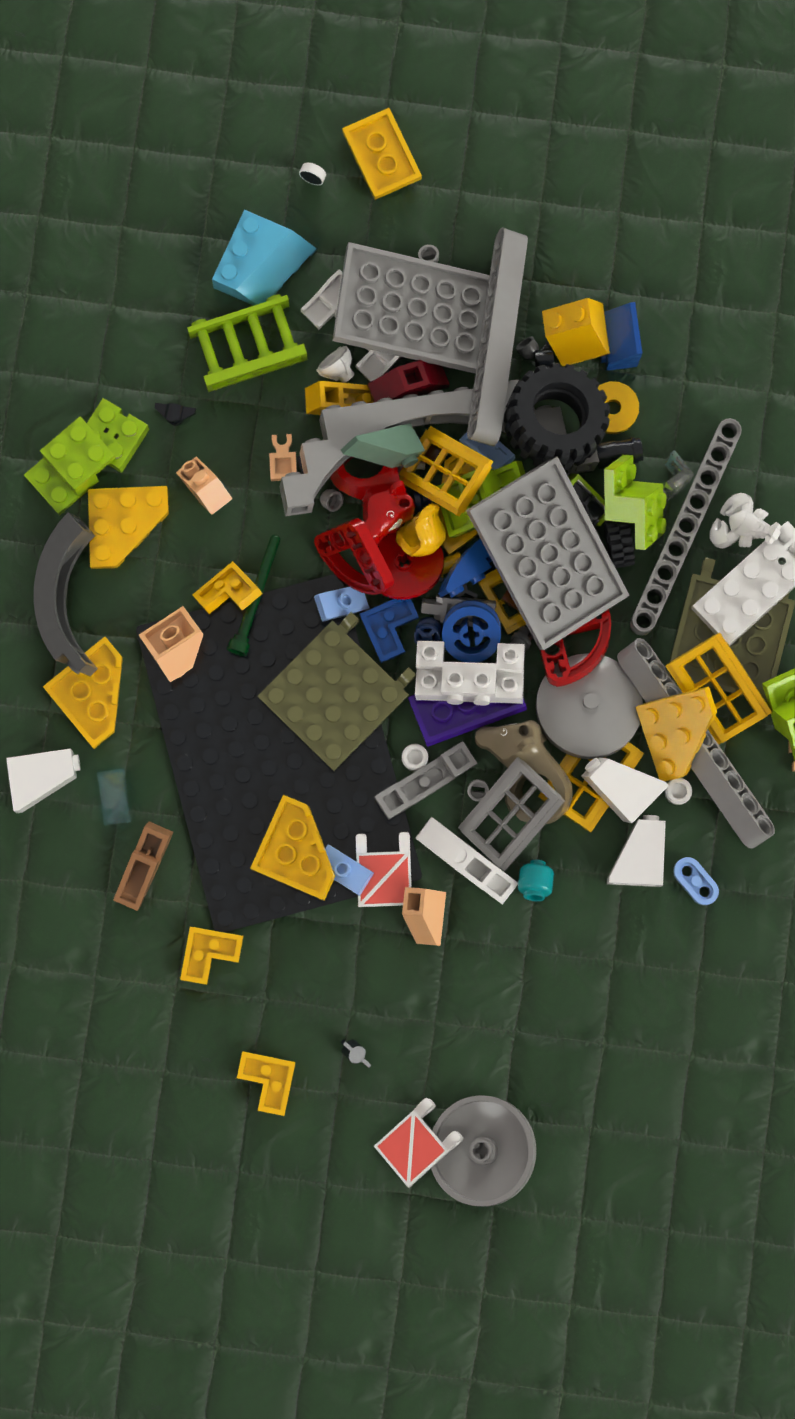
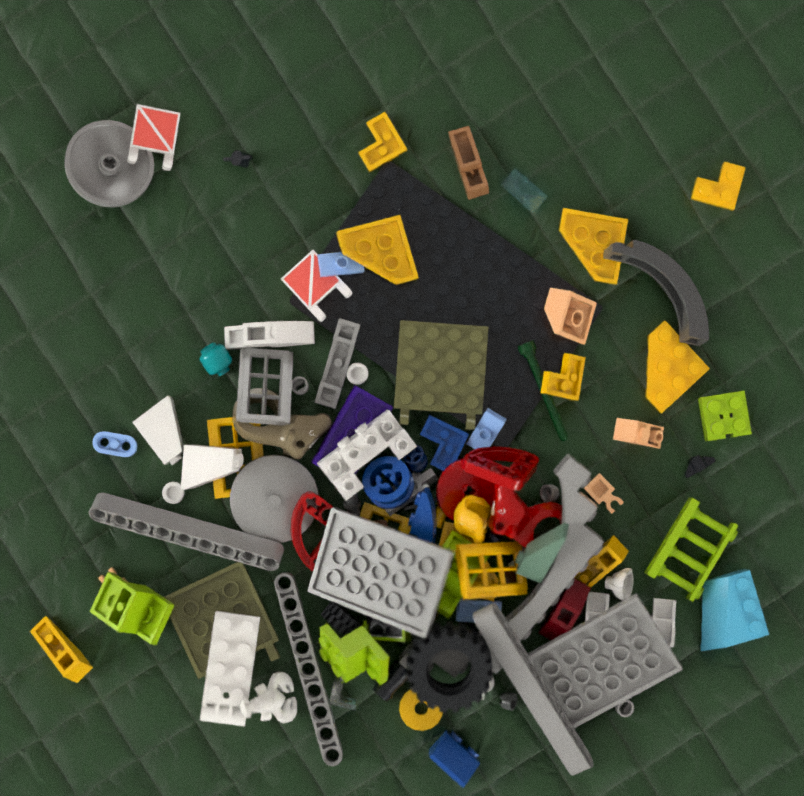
camera: 145 degrees right, 5 degrees up
(40, 775) = (581, 162): white slope -> none
(69, 465) = (734, 372): lime bracket -> none
(274, 1075) = (277, 103): yellow plate -> none
(312, 173) = (746, 698): white tile -> none
(381, 153) = (713, 751): yellow plate -> none
(424, 914) = (267, 279): light nougat slope -> none
(544, 356) = (492, 703): black piece -> none
(577, 331) = (485, 737): yellow slope -> none
(676, 729) = (204, 528): yellow plate -> none
(738, 674) = (192, 597): yellow piece -> none

